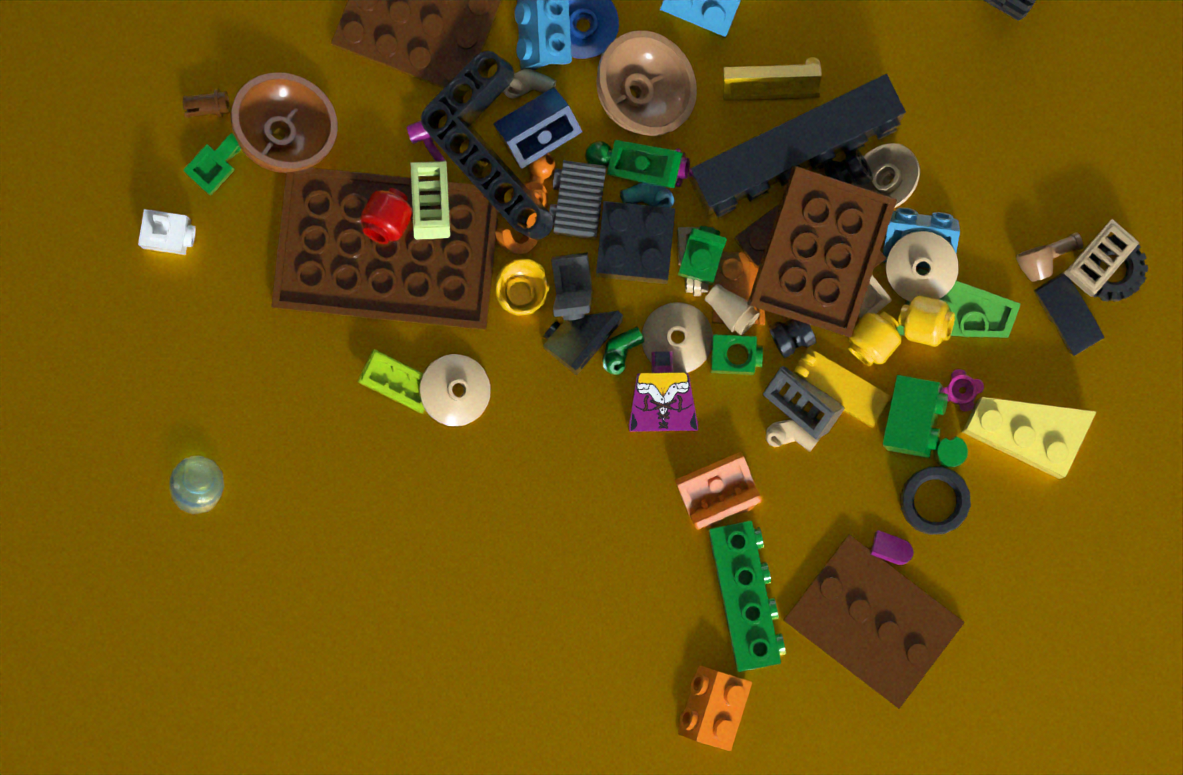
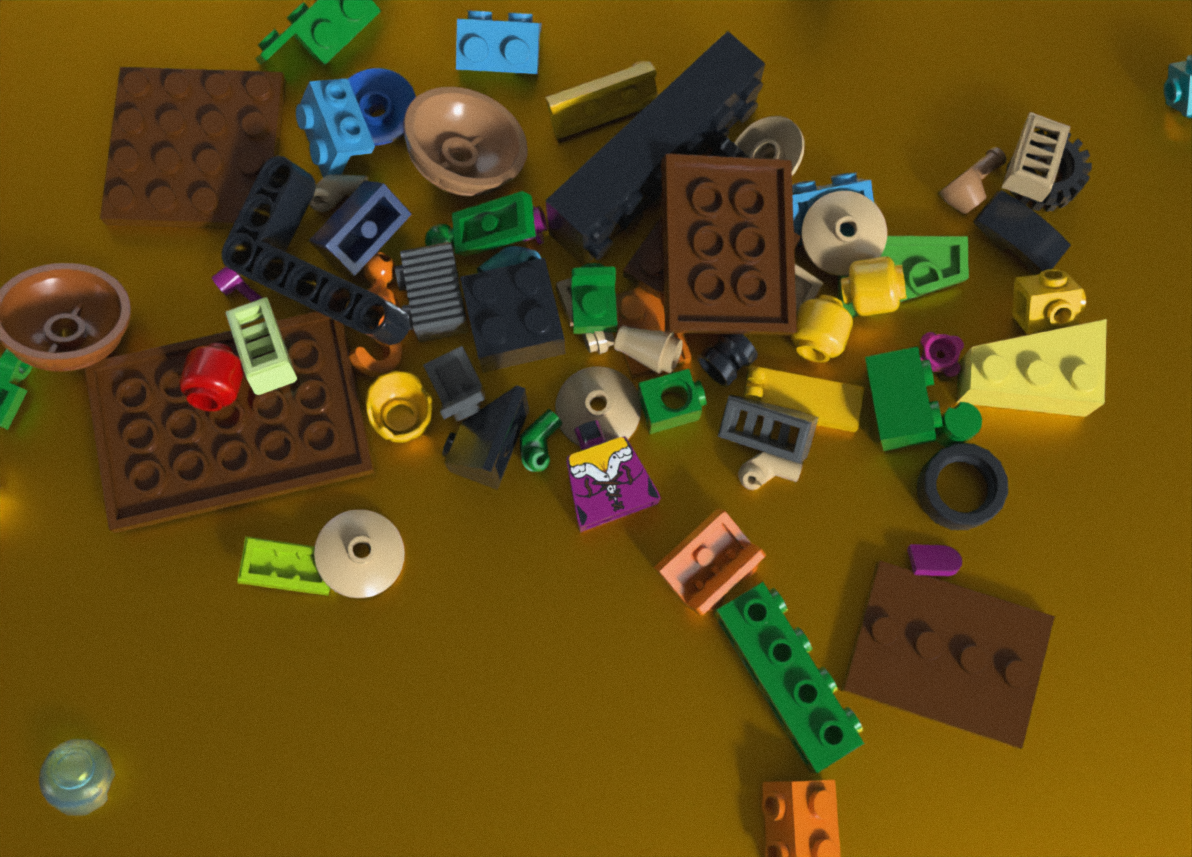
camera: 20 degrees left, 10 degrees down
(1062, 380) = (1047, 301): none -> yellow brick

